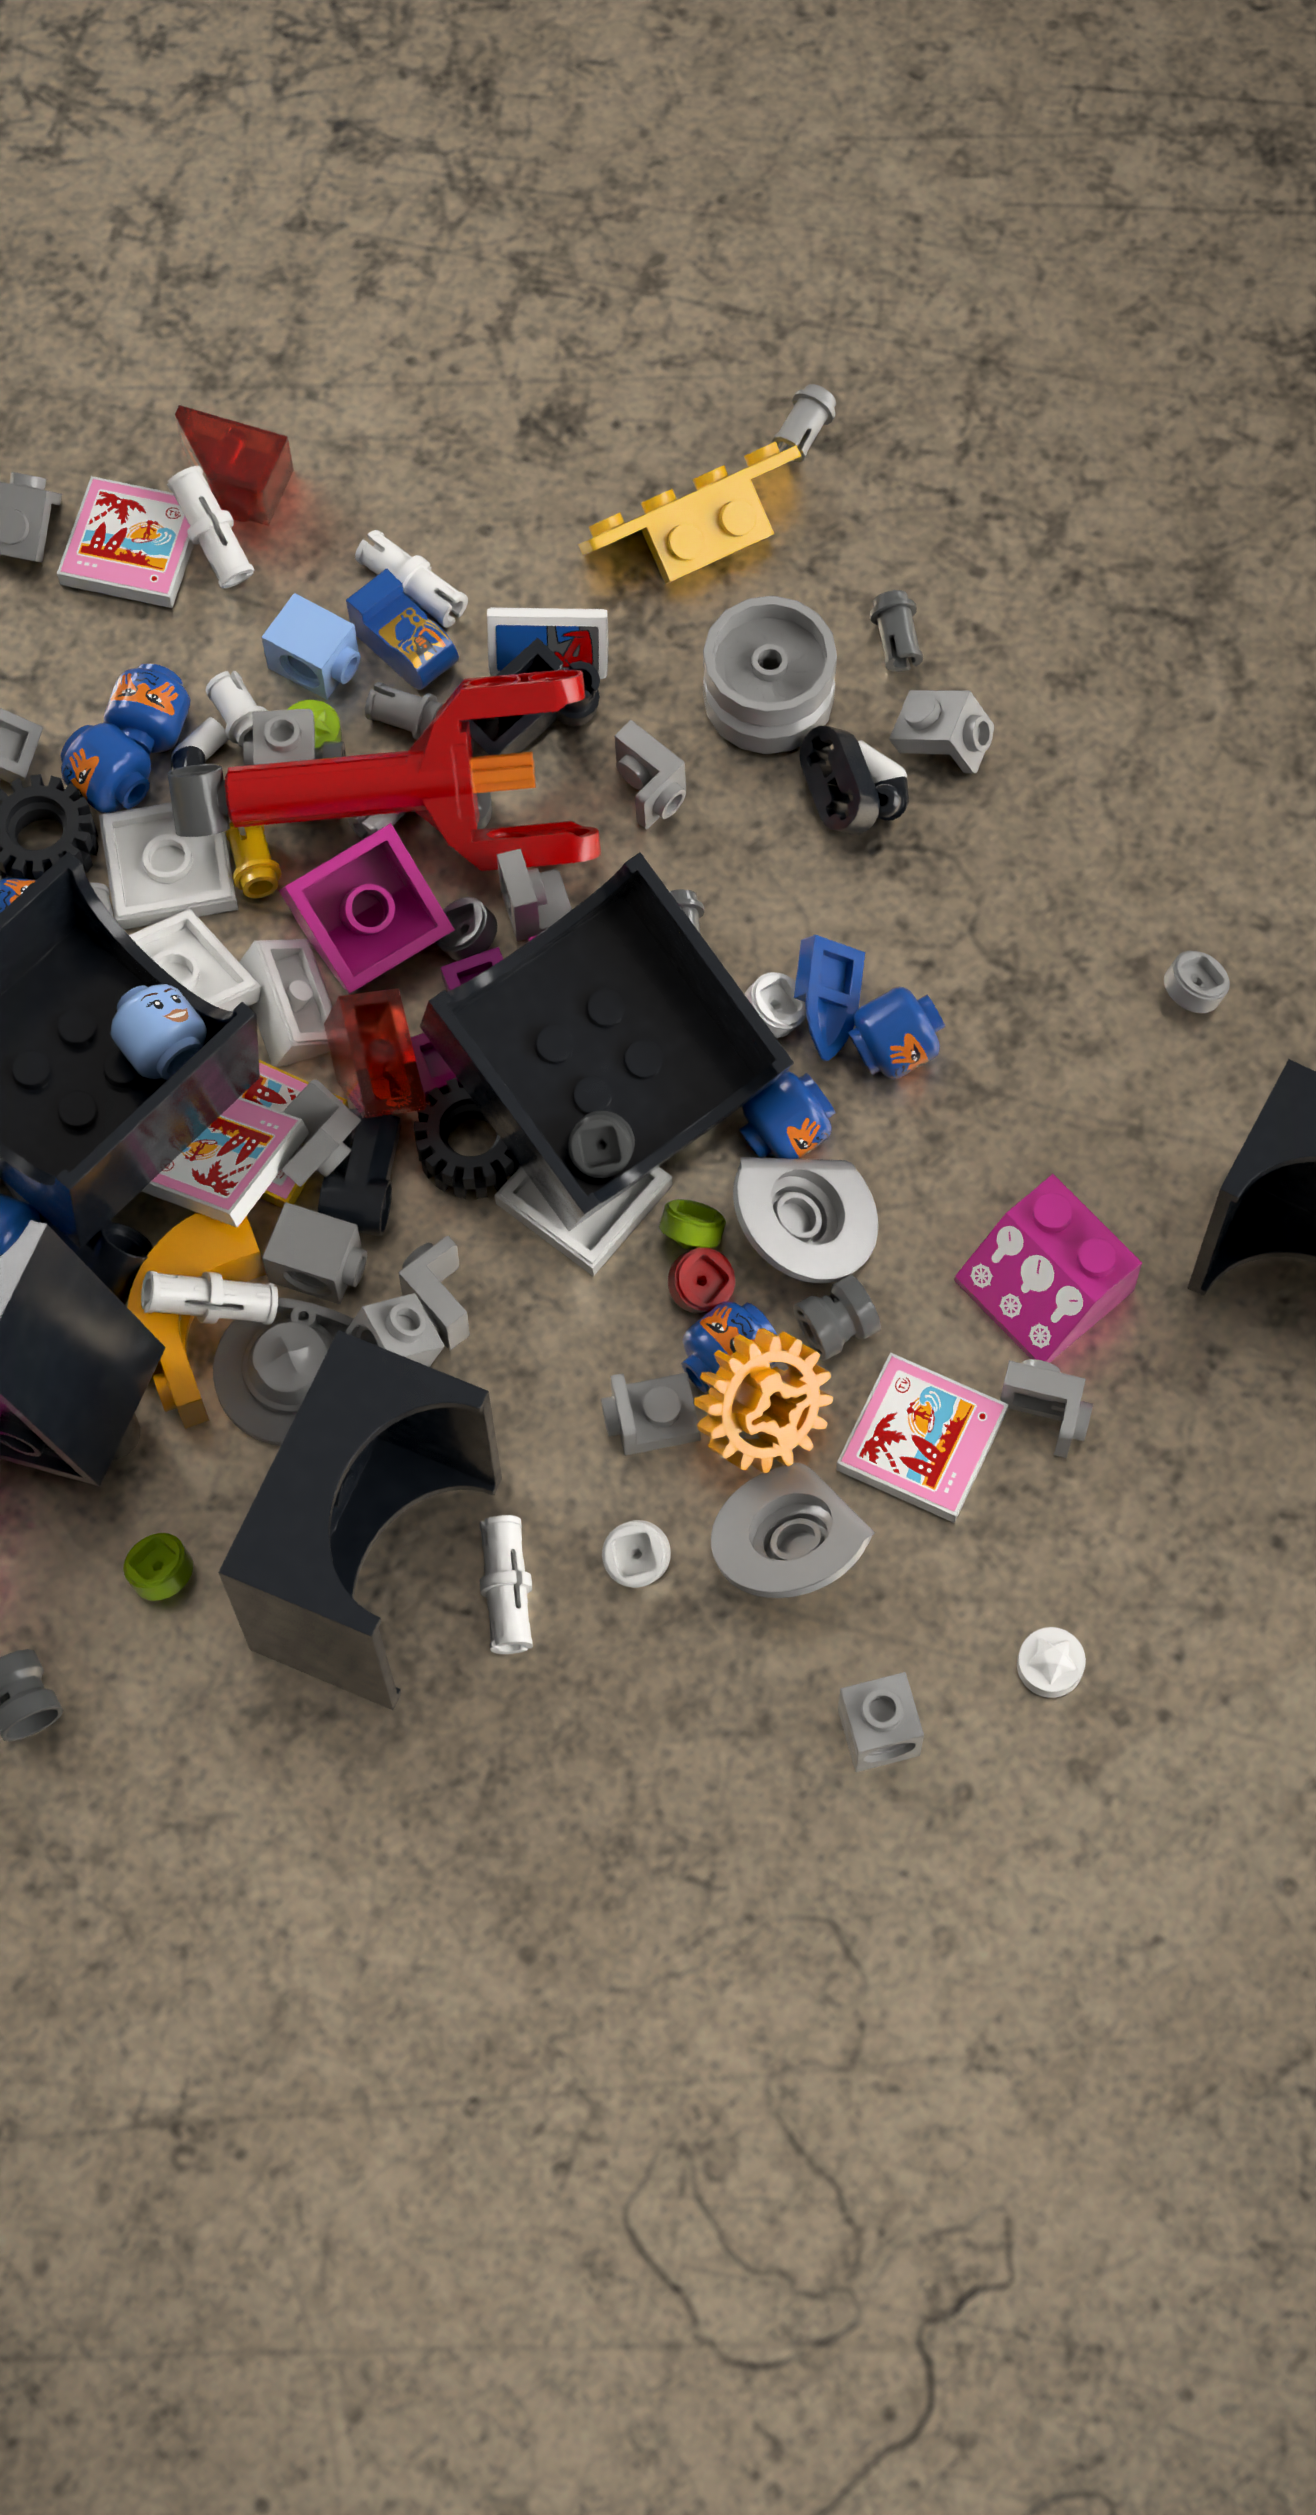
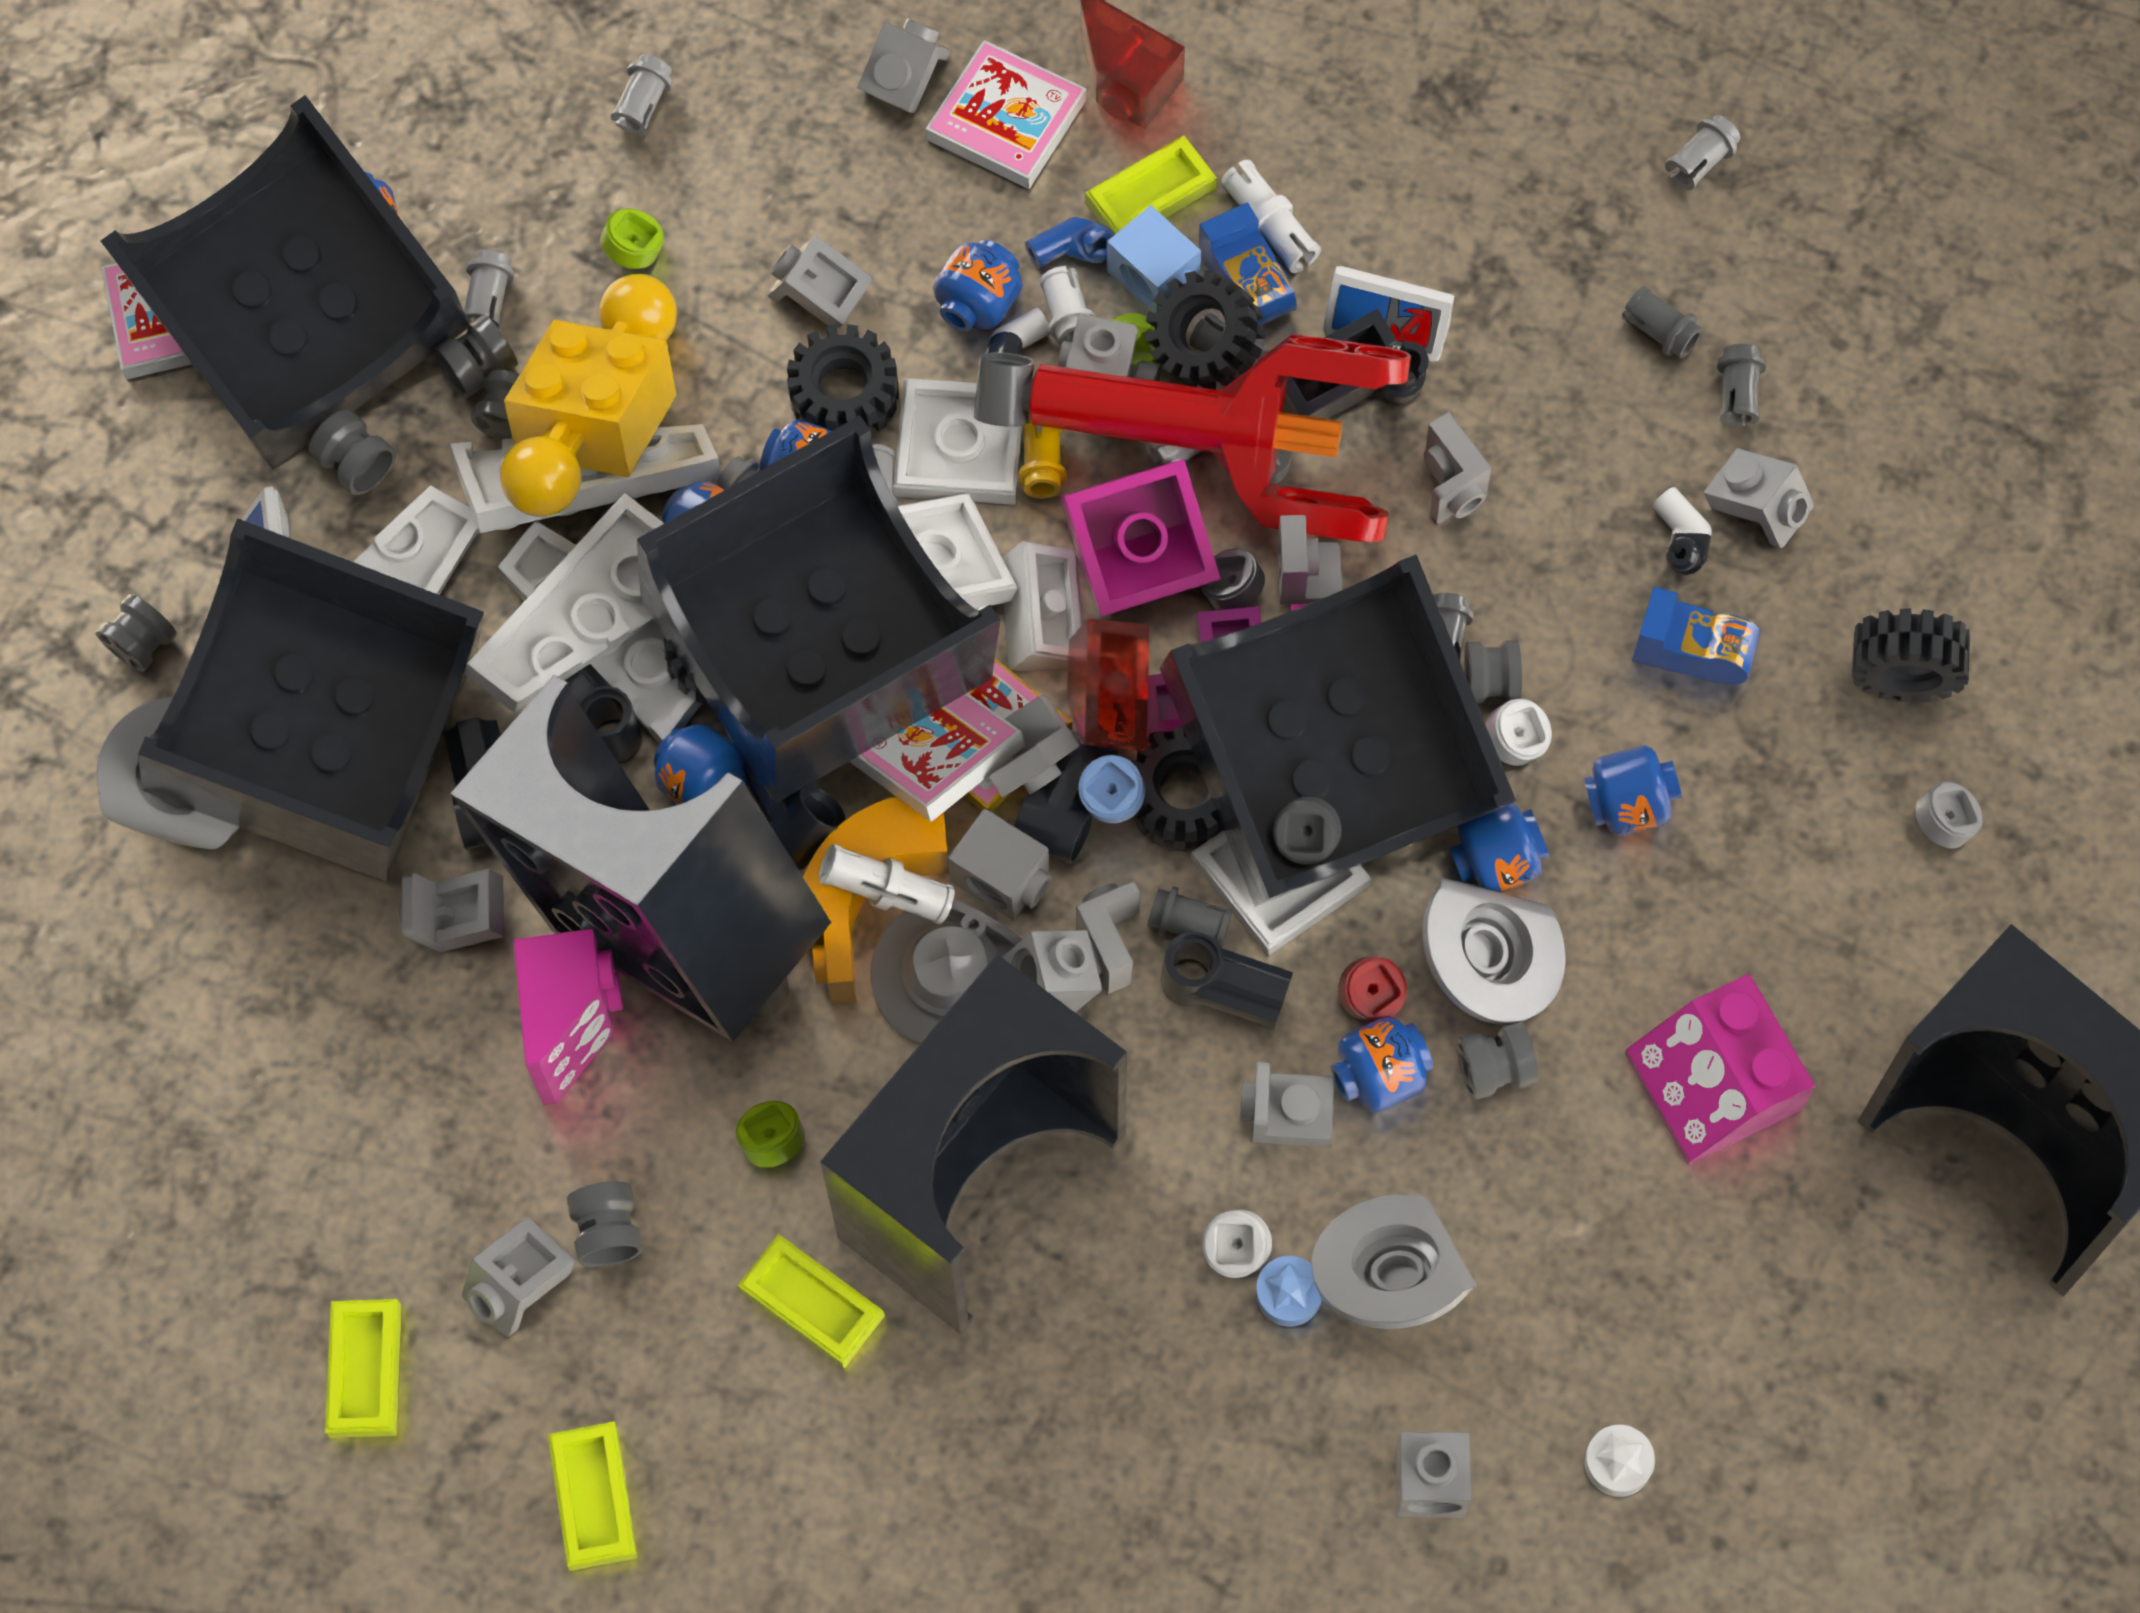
camera: 15 degrees right, 0 degrees up
(75, 1960) = (592, 1496): none -> neon yellow tile
(106, 767) = (923, 333): blue head -> none
(157, 1030) = (902, 610): light blue head -> none
(210, 527) = (1086, 118): white pin -> none
(225, 643) = (1072, 238): none -> blue arm
(240, 1716) = (811, 1301): none -> neon yellow tile
(302, 566) = (1163, 179): none -> neon yellow tile
(352, 678) = (1180, 309): none -> black tyre
(403, 1153) = (1112, 789): none -> light blue tile
(505, 1584) = (1101, 1240): white pin -> none
(509, 1257) = (1183, 914): none -> dark grey pin
(566, 1307) = (1232, 983): none -> black piece
(692, 1224) = (1378, 930): lime tile -> none
(696, 1586) = (1287, 1291): none -> light blue tile
(703, 524) = (1573, 230): yellow bracket -> none
(740, 950) = (1494, 670): none -> dark grey wheel
(763, 1400) = (1401, 1125): light orange gear -> none
(769, 674) = (1599, 399): light grey wheel -> none
(818, 593) = (1663, 323): none -> dark grey pin
(831, 988) = (1577, 732): blue plate -> none
(844, 776) = (1647, 520): black beam -> none
(918, 878) = (1696, 640): none -> blue leg
(922, 1437) = (1550, 1202): tile -> none
(1044, 1391) = (1685, 1188): light grey bracket -> none
(1123, 841) = (1911, 655): none -> black tyre

